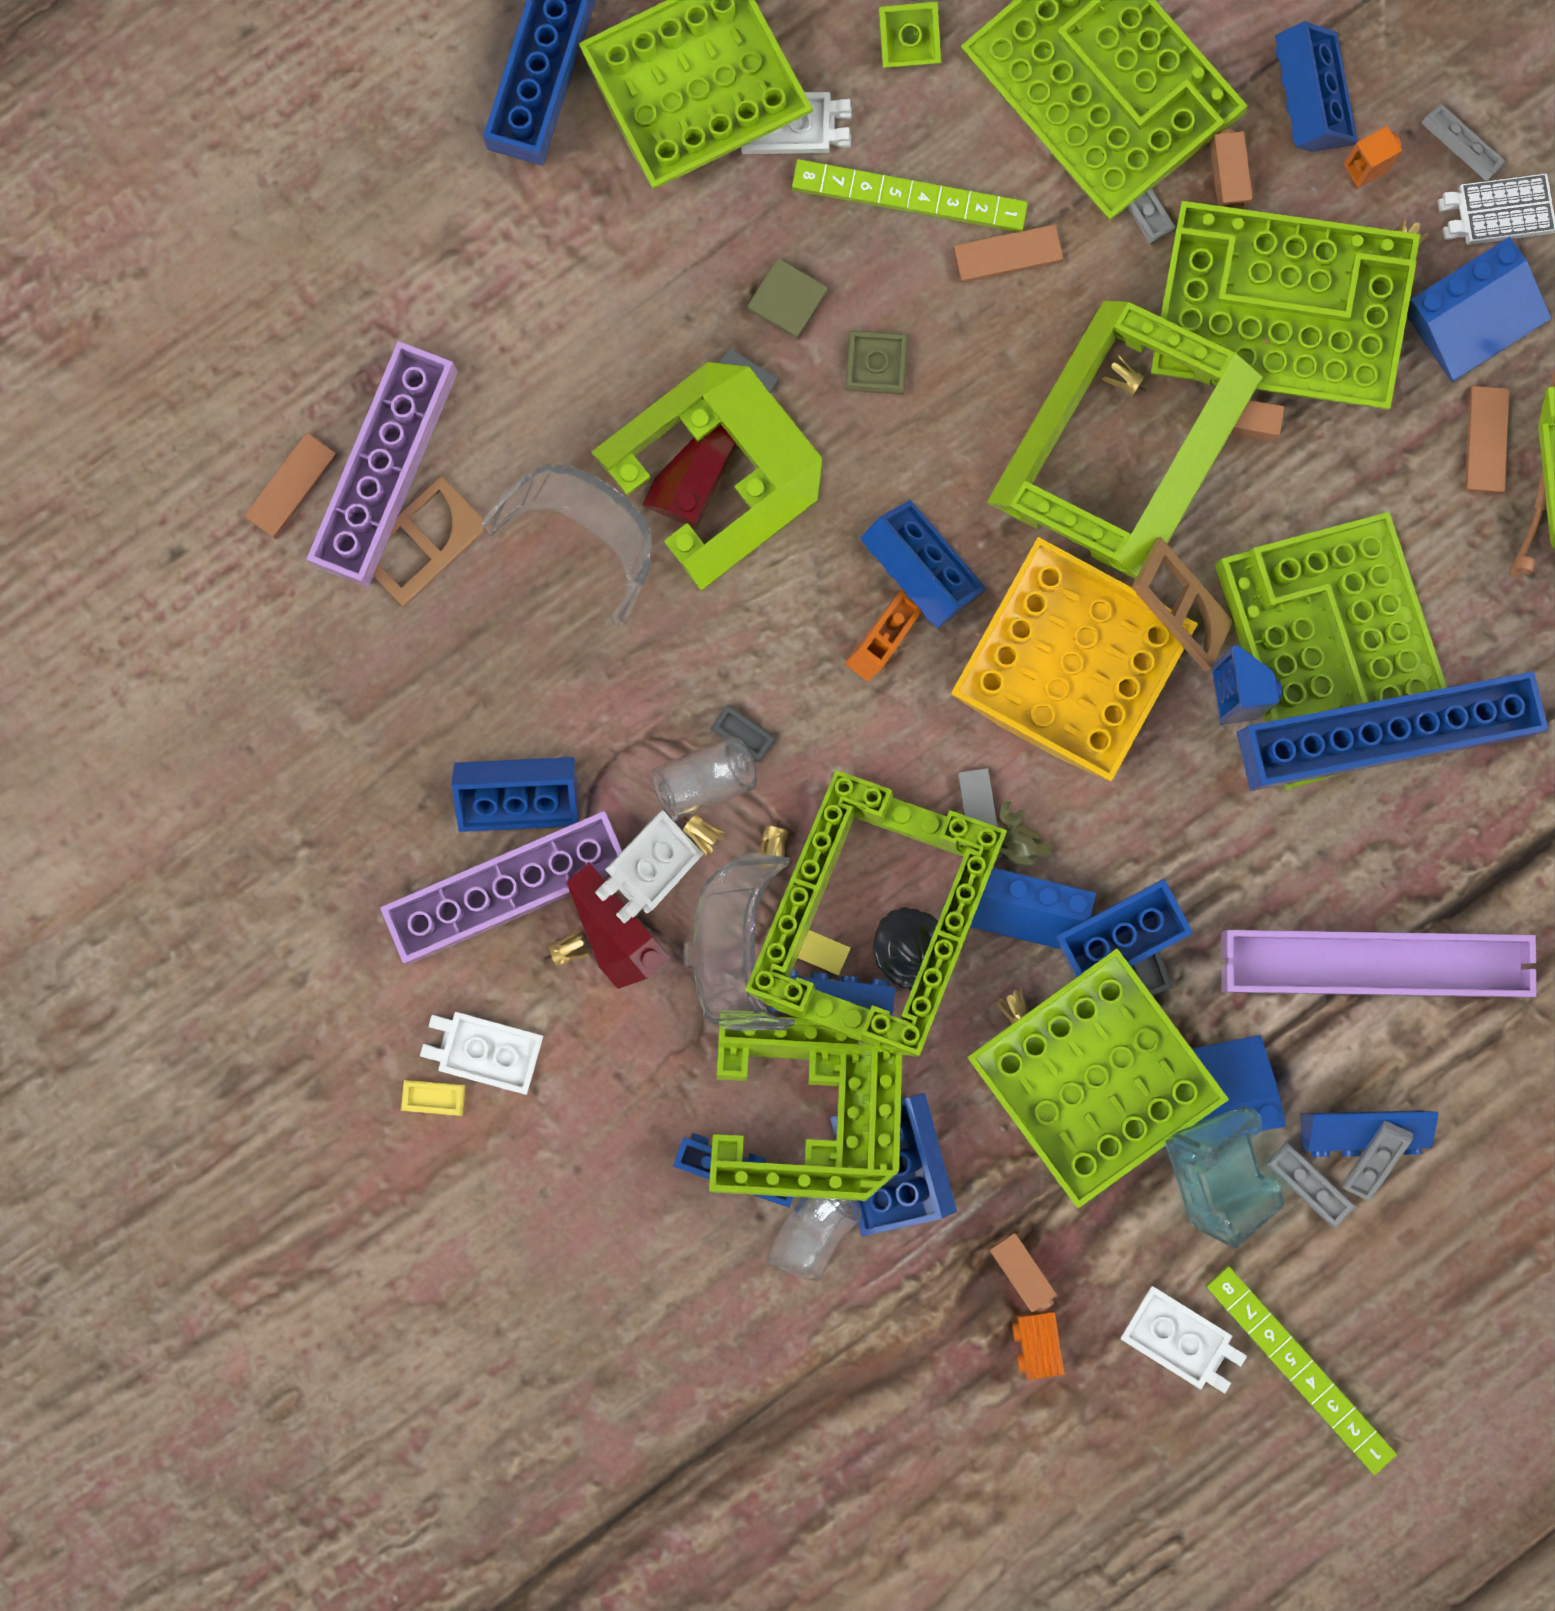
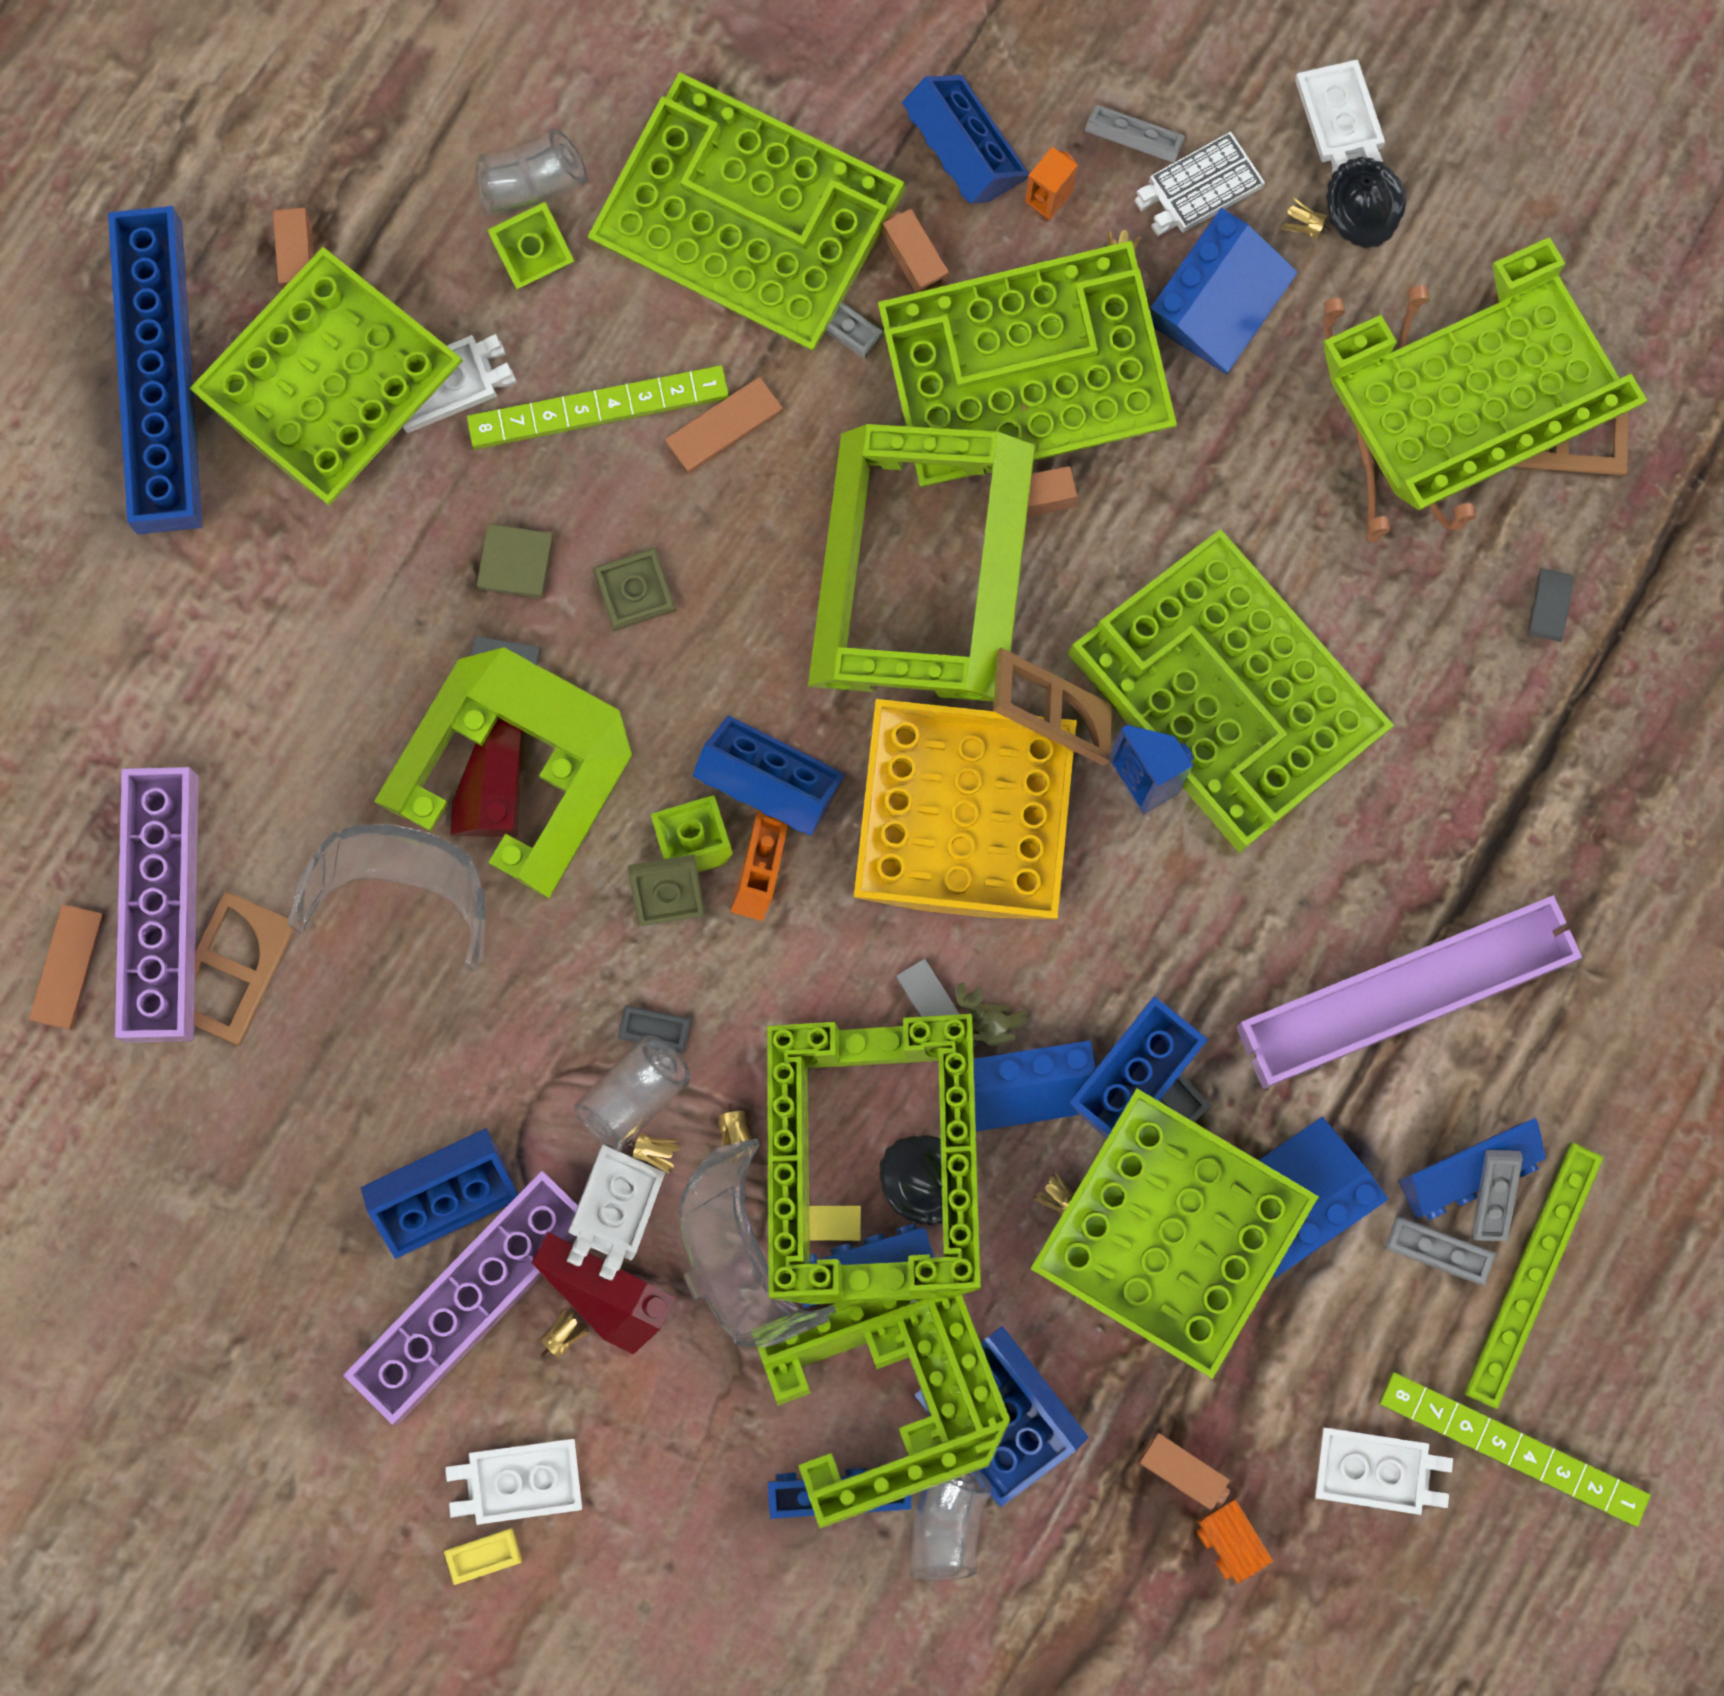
camera: 30 degrees left, 5 degrees down
(799, 624) = (666, 890): none -> olive tile
(838, 589) = (693, 830): none -> lime slope
(1133, 378) = (904, 499): pearl gold piece -> none
(1222, 1177) = (1346, 1282): clear light blue windscreen -> none
(1379, 1237) = (1533, 1275): none -> lime tile
(1391, 731) = (1318, 748): blue brick -> none
(1487, 439) = (1287, 417): nougat piece -> none

